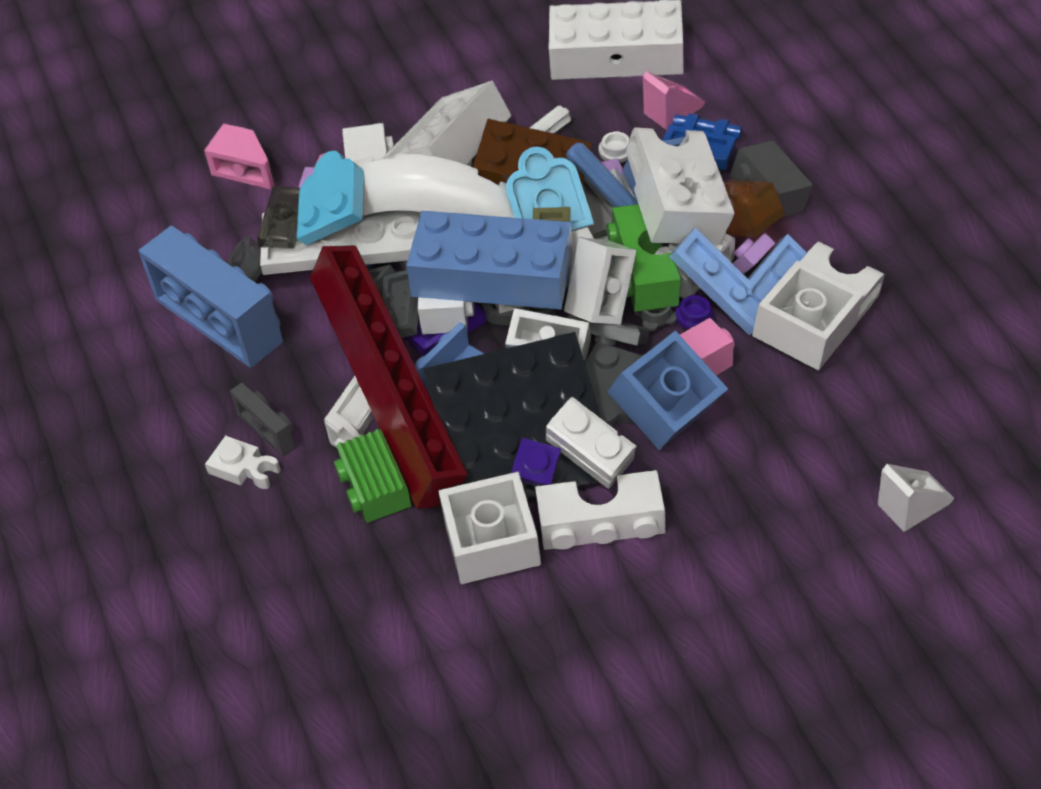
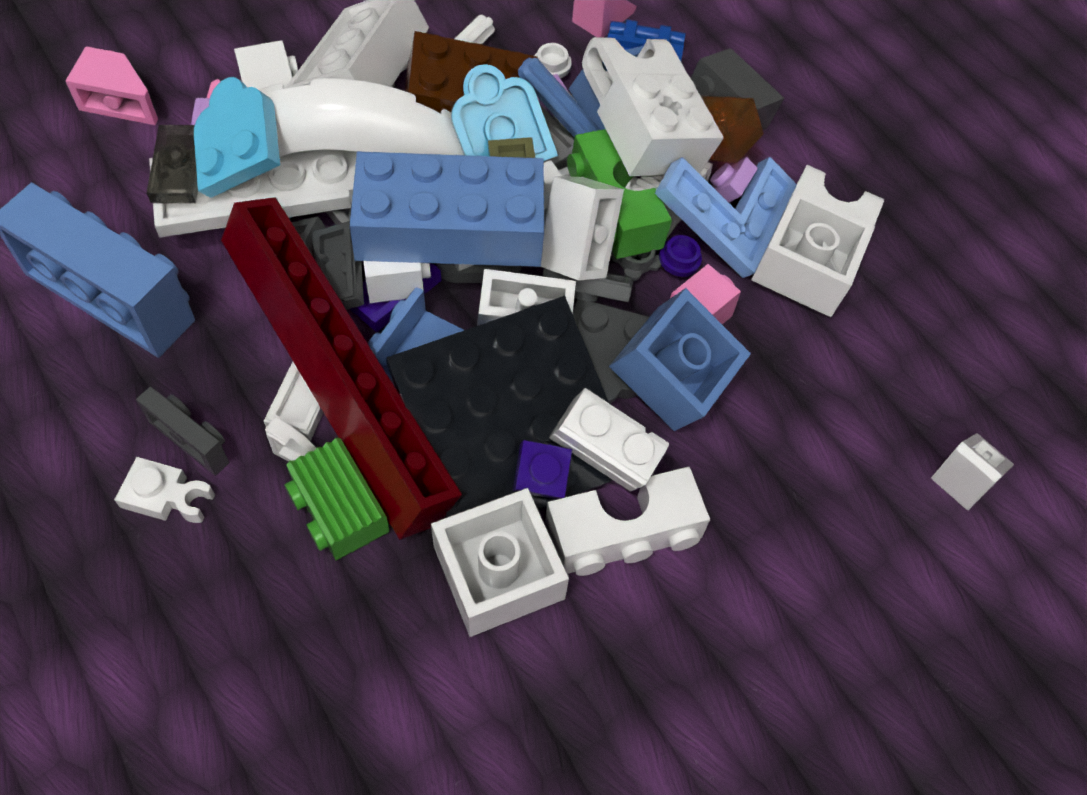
camera: 20 degrees left, 10 degrees up
(247, 257) = (135, 217): dark grey plate -> none

